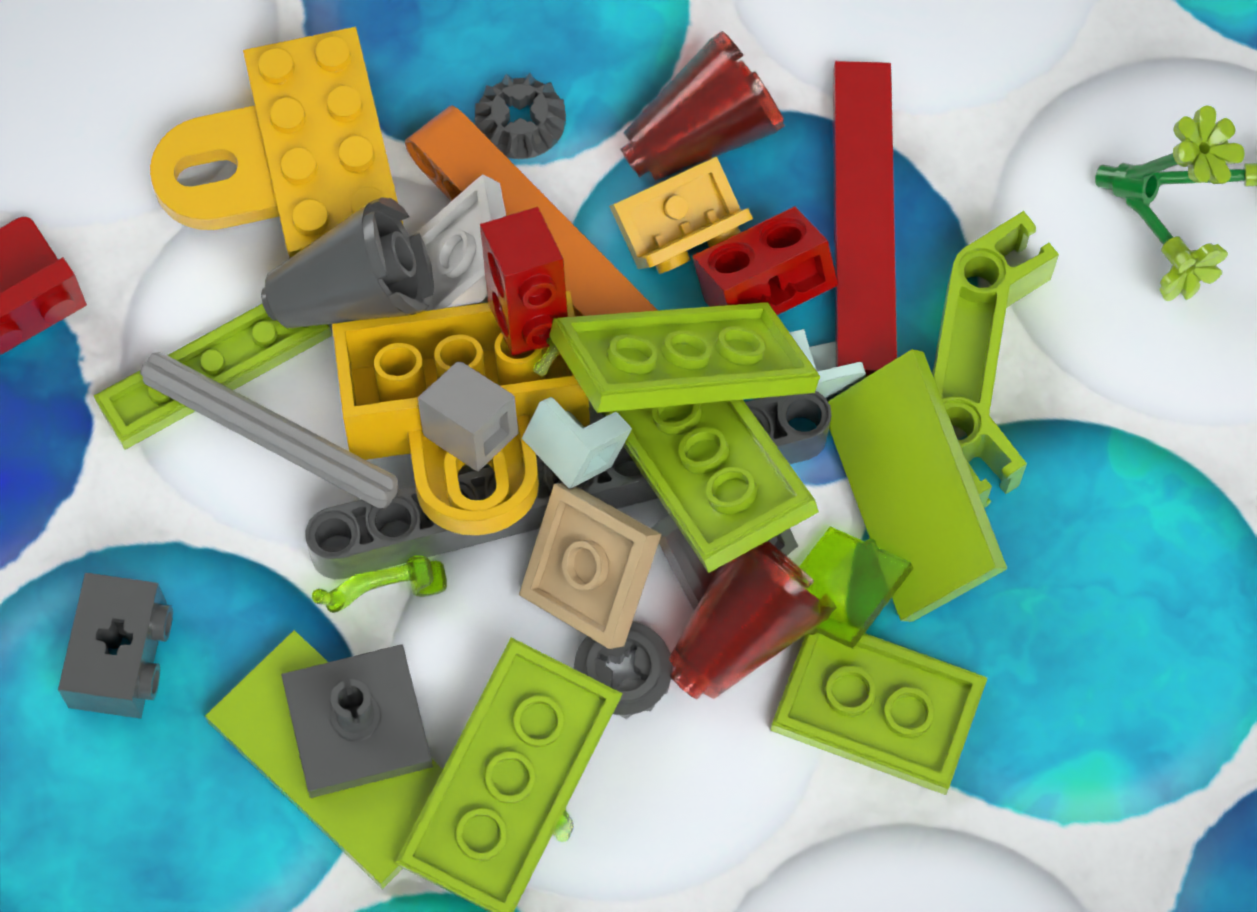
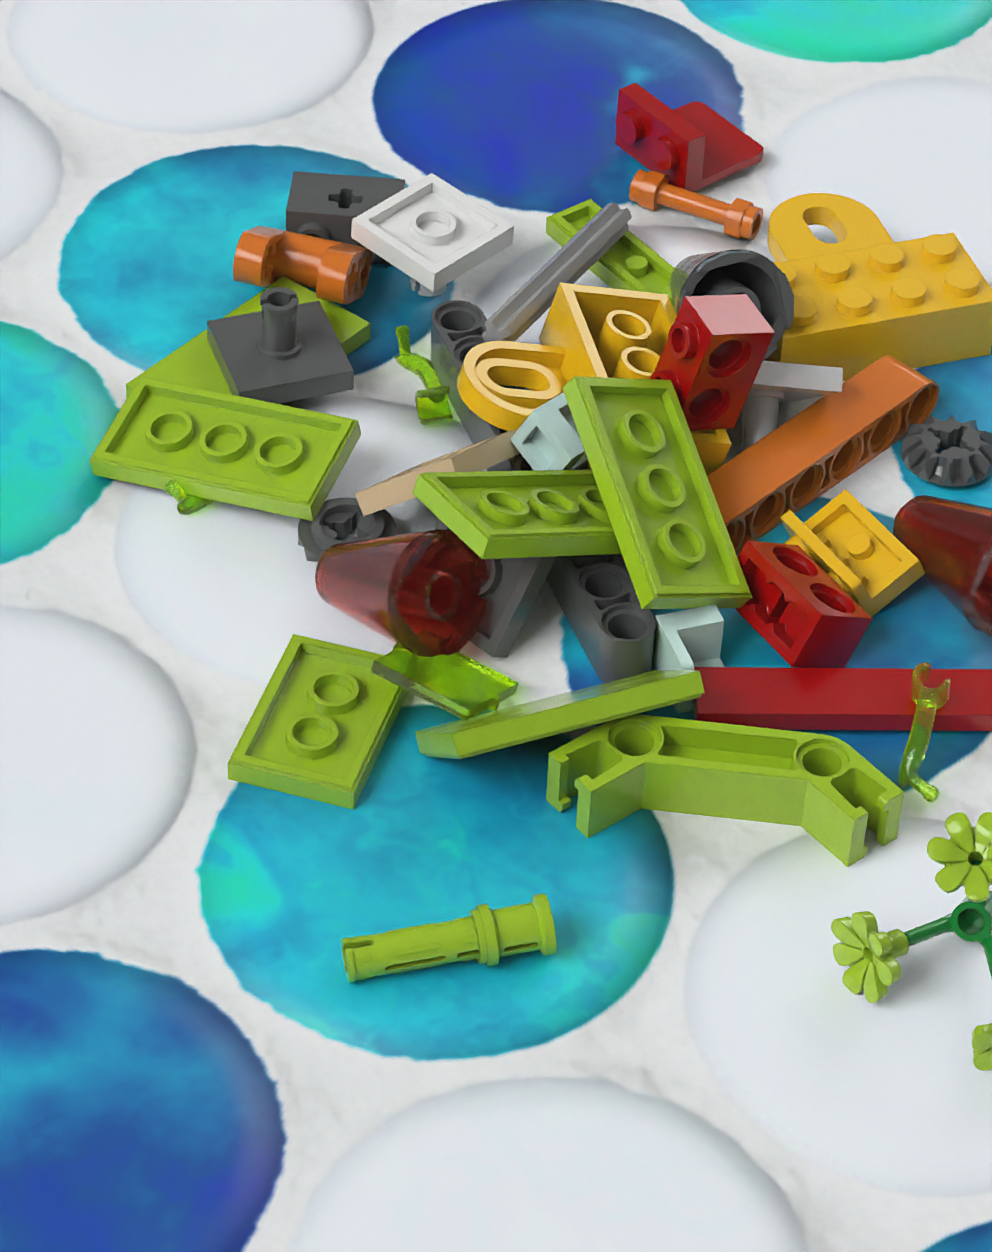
camera: 85 degrees right, 25 degrees down
(81, 333) = (739, 219): none -> orange bar
(178, 709) = (331, 267): none -> orange connector
(198, 546) = (432, 233): none -> white tile
(468, 415) = (567, 350): light grey panel -> none
(892, 174) = (927, 702): none -> clear neon green piece
(1165, 576) = (480, 936): none -> lime pin

